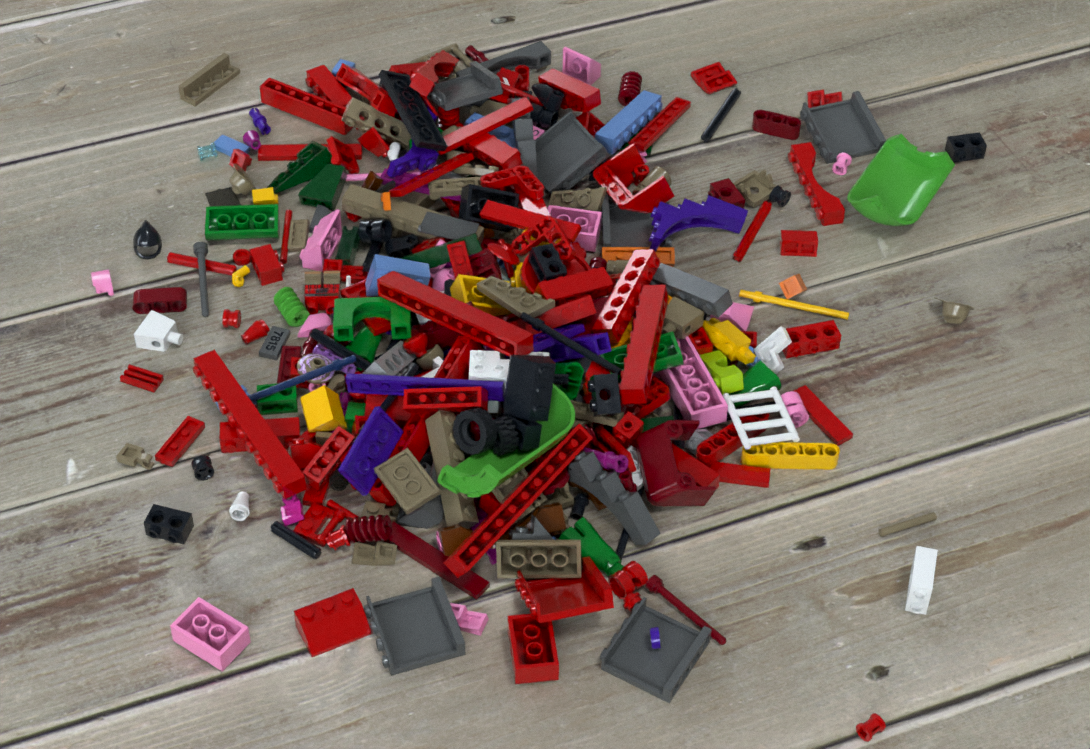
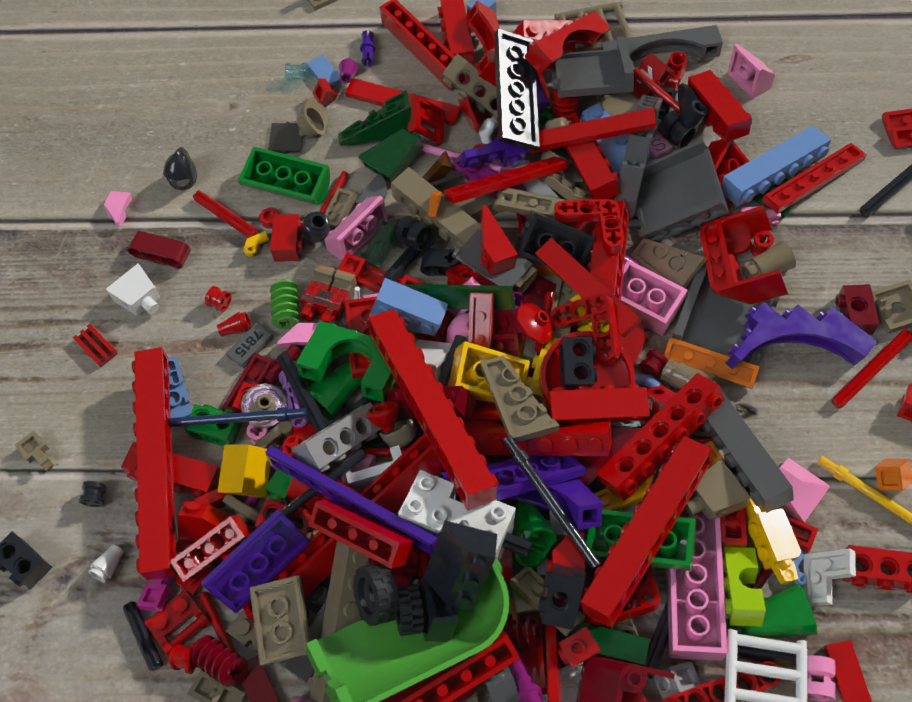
camera: 30 degrees right, 15 degrees up
(180, 441) = (88, 447): red plate -> none
(201, 250) = (225, 200): dark grey piece -> none
(264, 196) = (324, 151): yellow brick -> none
(289, 248) = (315, 227): none -> black head
(446, 215) = (495, 248): none -> red slope
(473, 53) = (639, 26): dark red pin -> none
(629, 87) = (797, 116): dark red piece -> none

